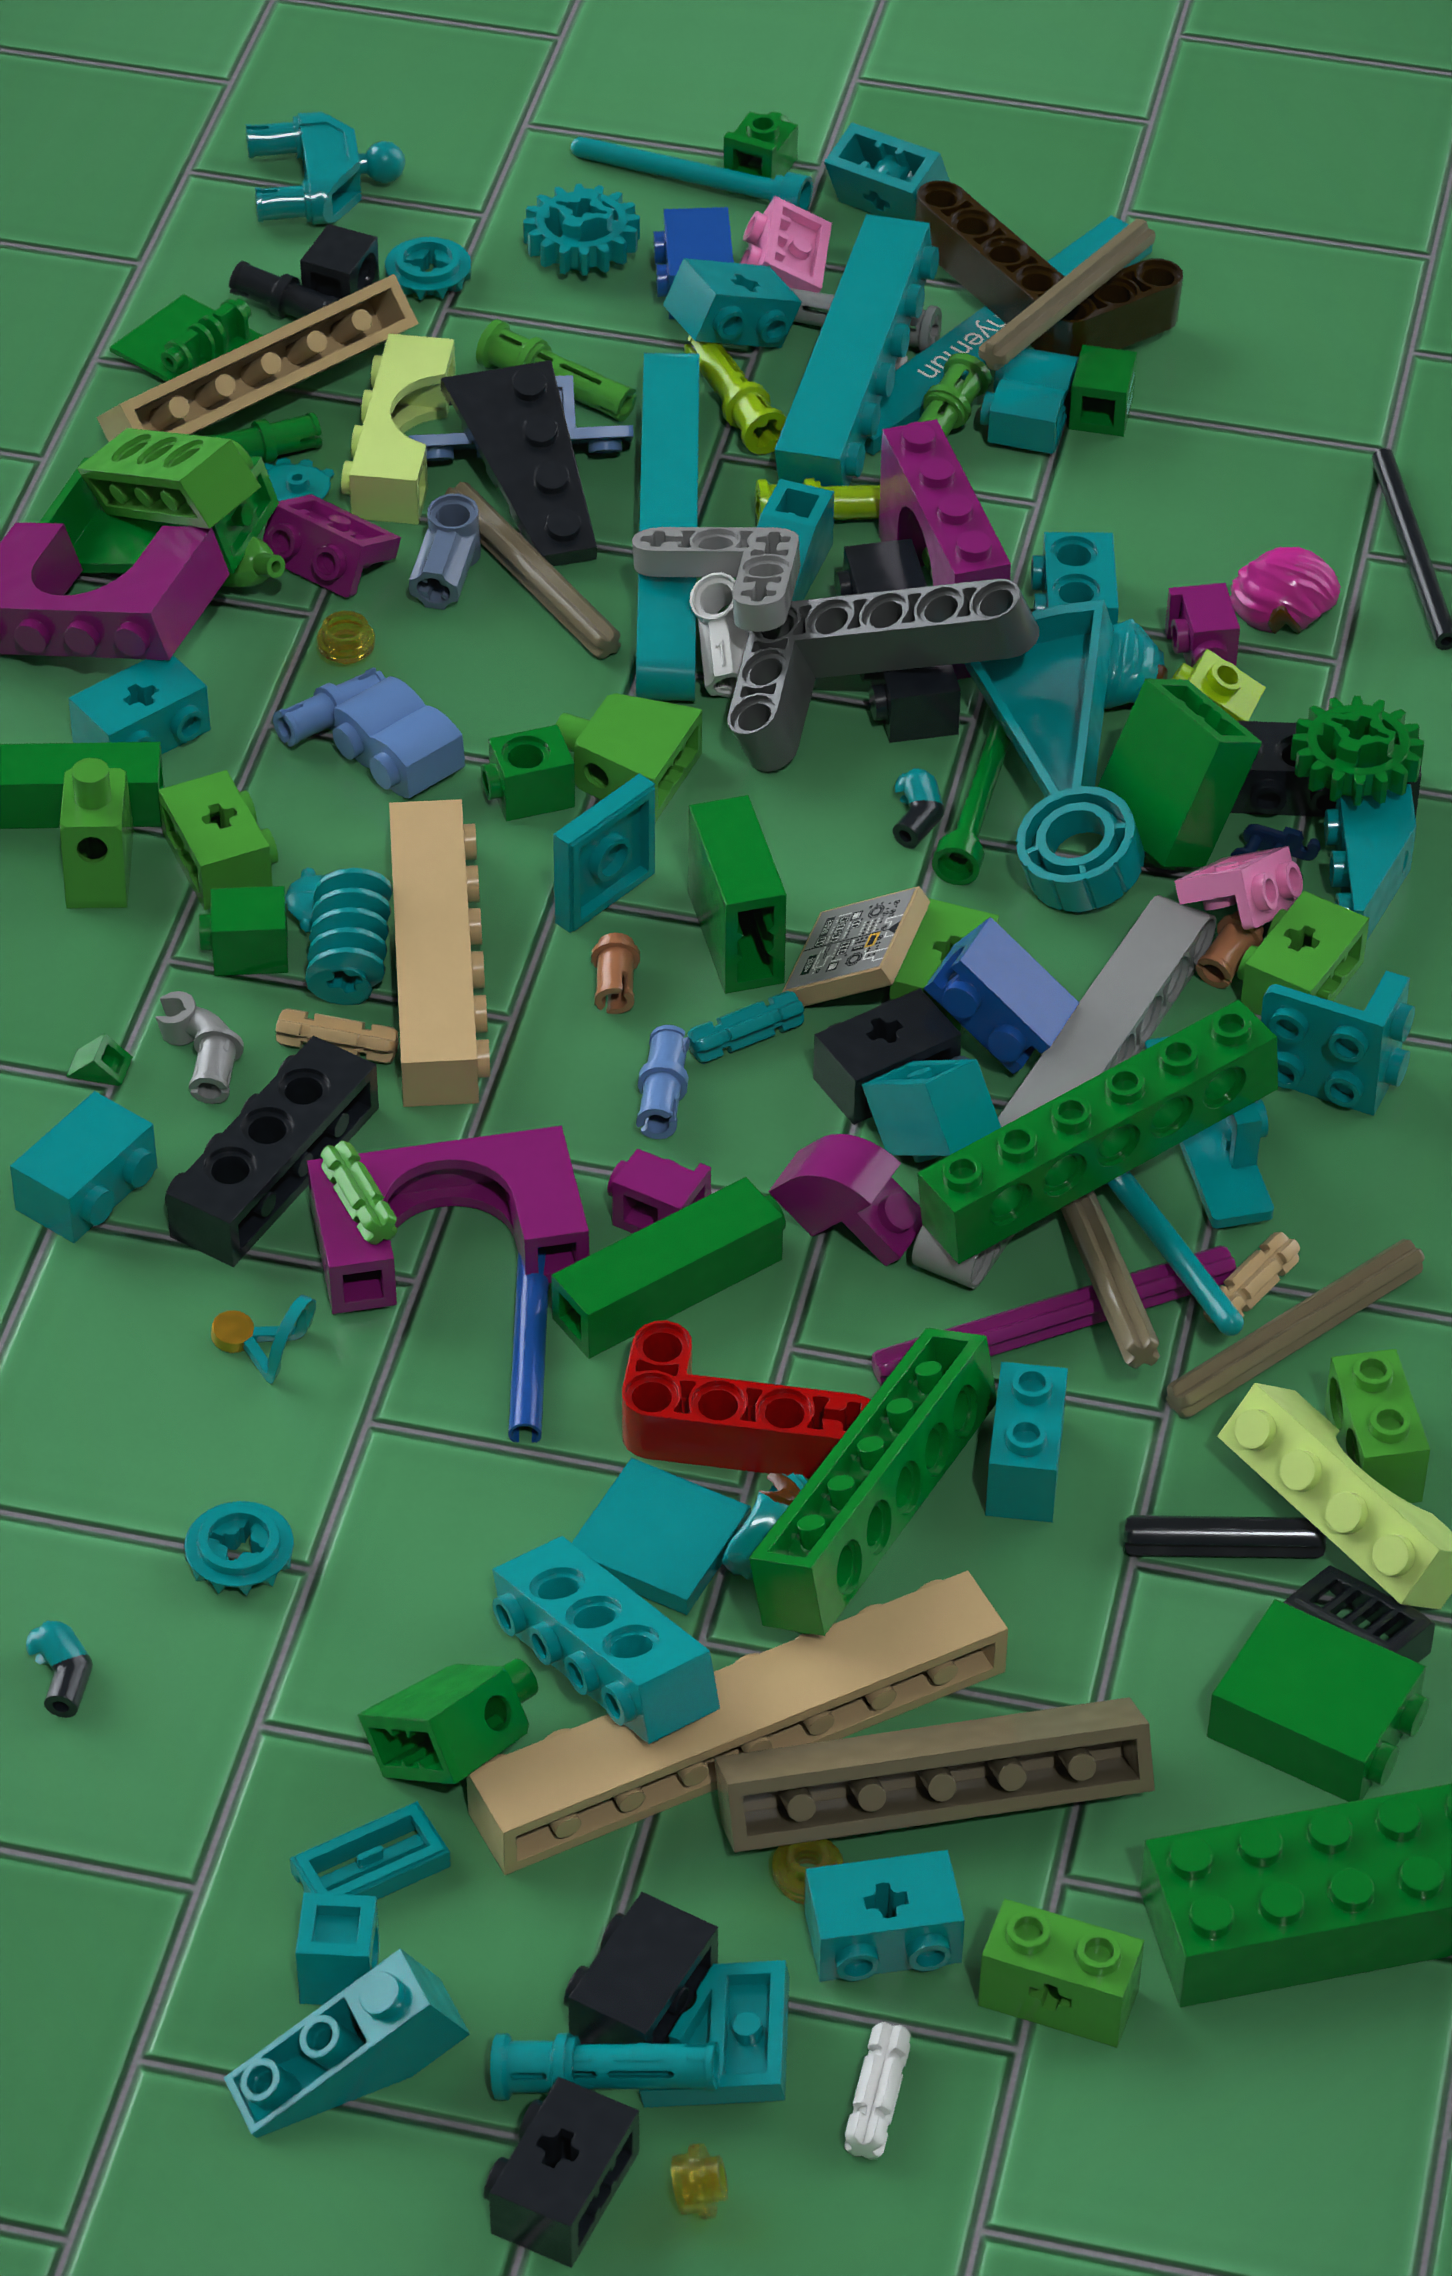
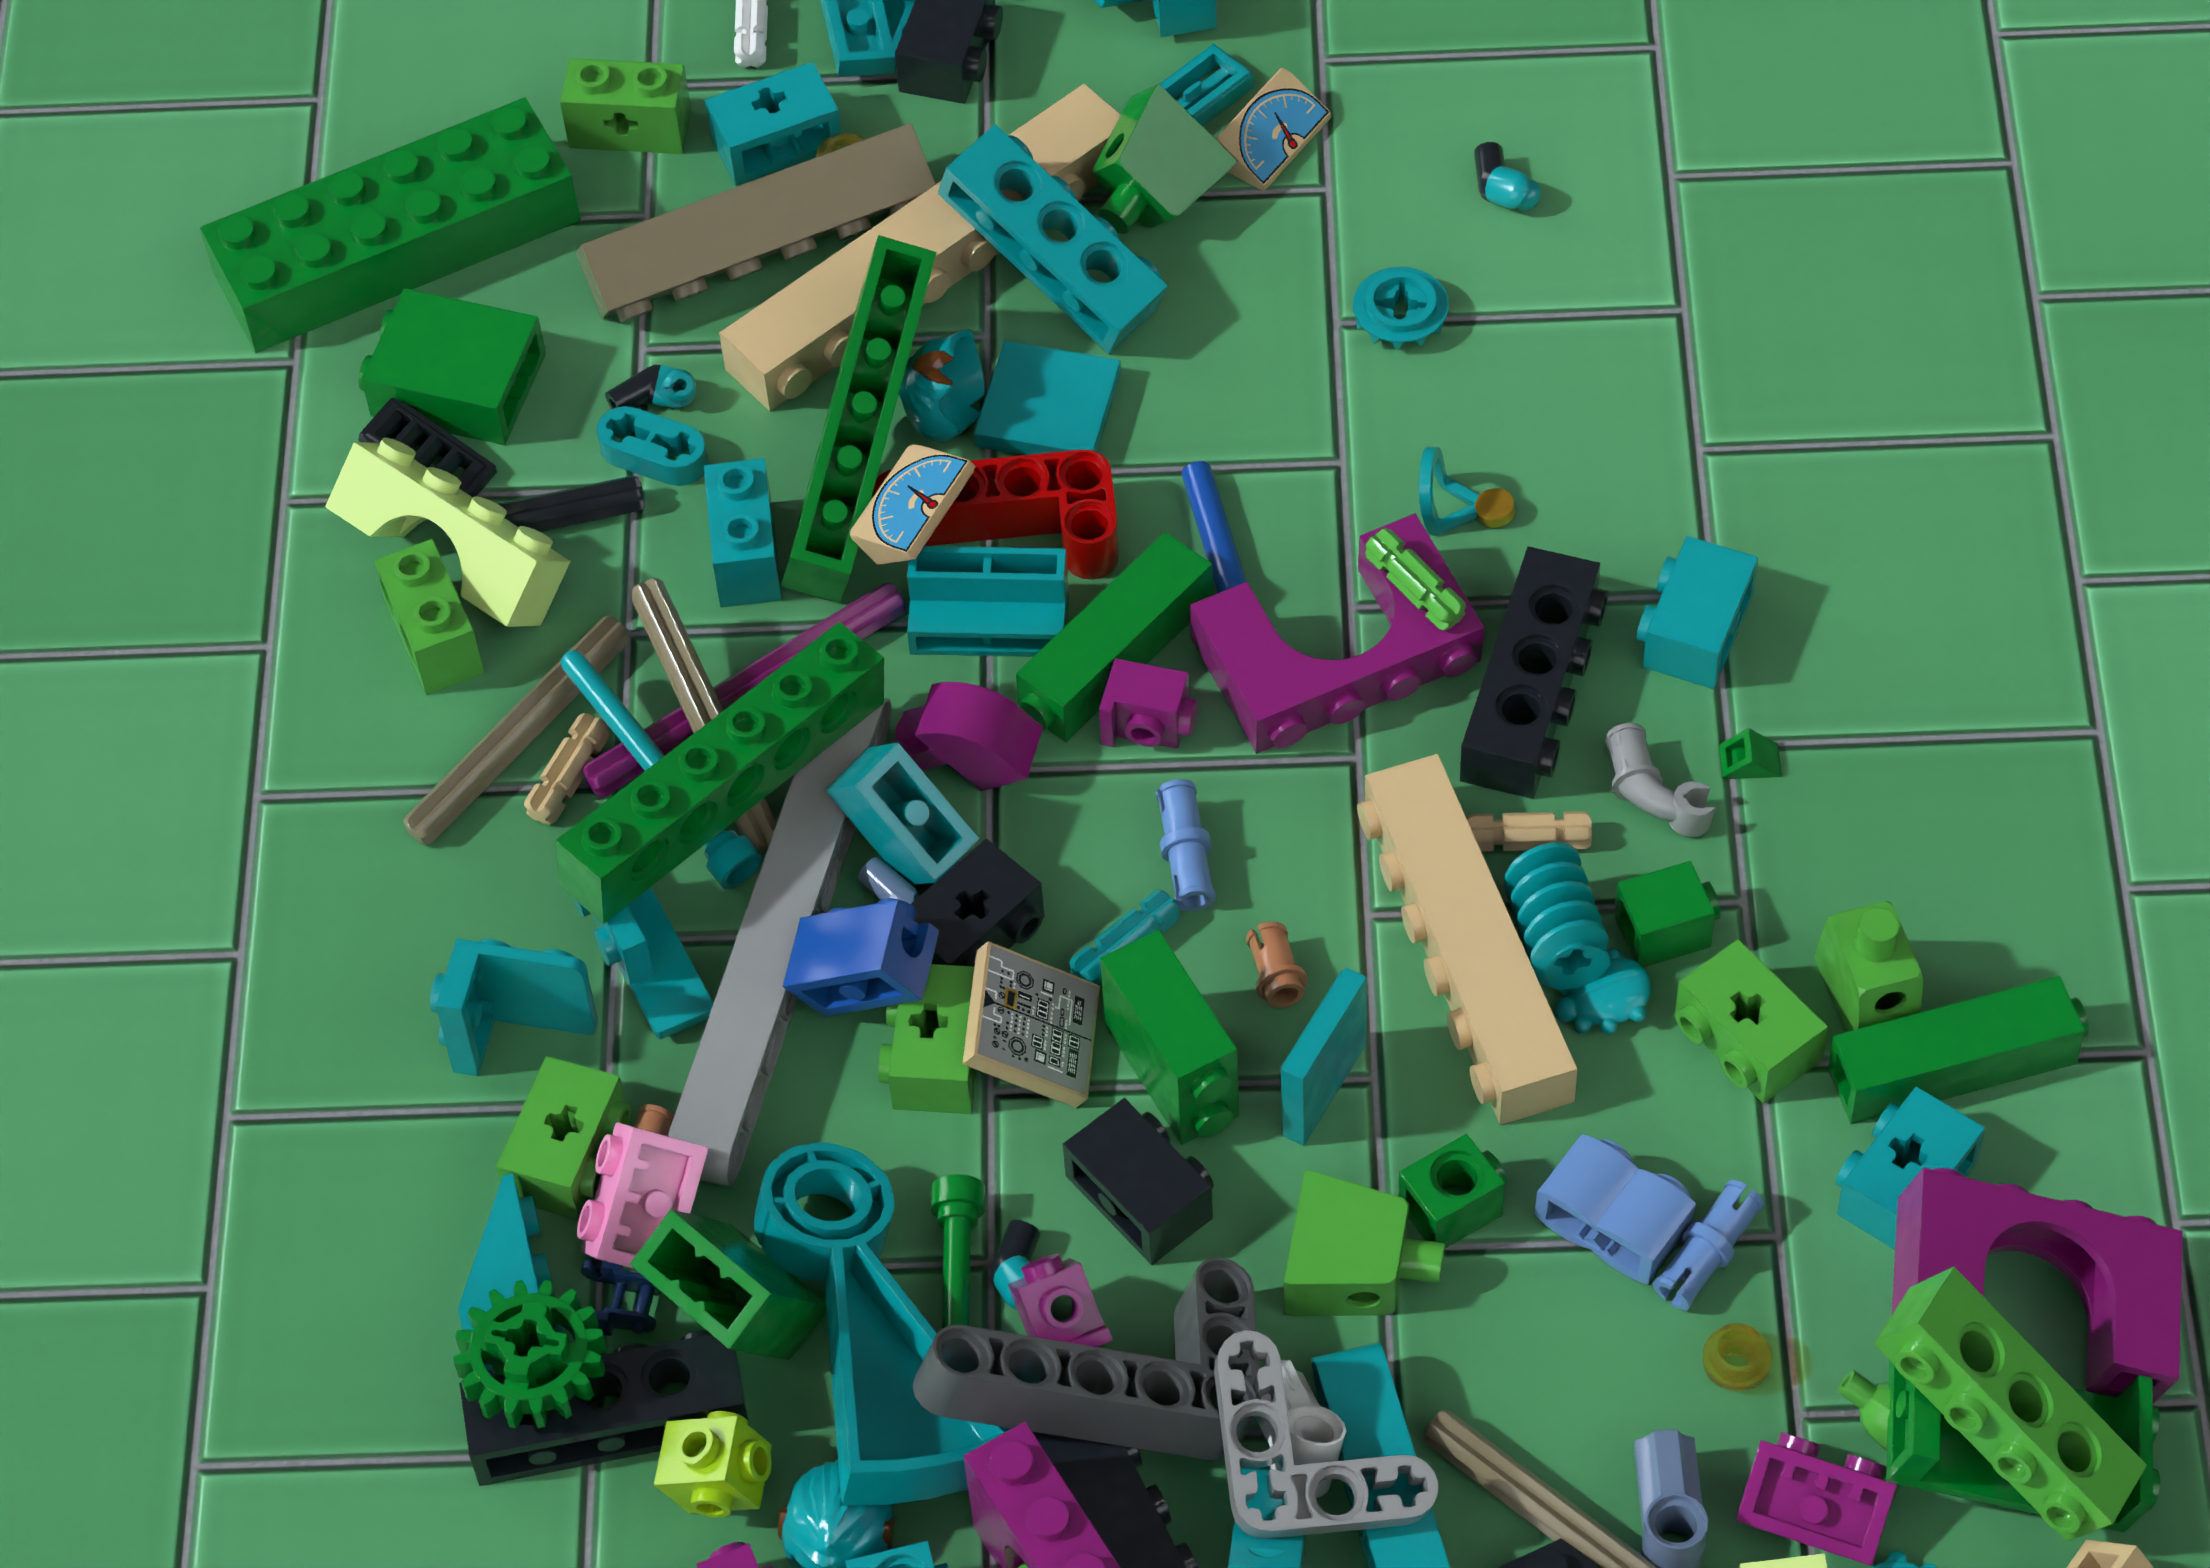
camera: 170 degrees right, 10 degrees up
(298, 1788) = (1273, 129): none -> slope
(785, 1330) = (986, 600): none -> teal piece
(803, 832) = (1139, 1180): none -> black brick
(842, 1357) = (910, 504): none -> slope
(895, 743) = (1043, 1283): none -> magenta brick
(1091, 1650) = (654, 386): none -> arm
(1105, 1583) = (650, 449): none -> teal beam

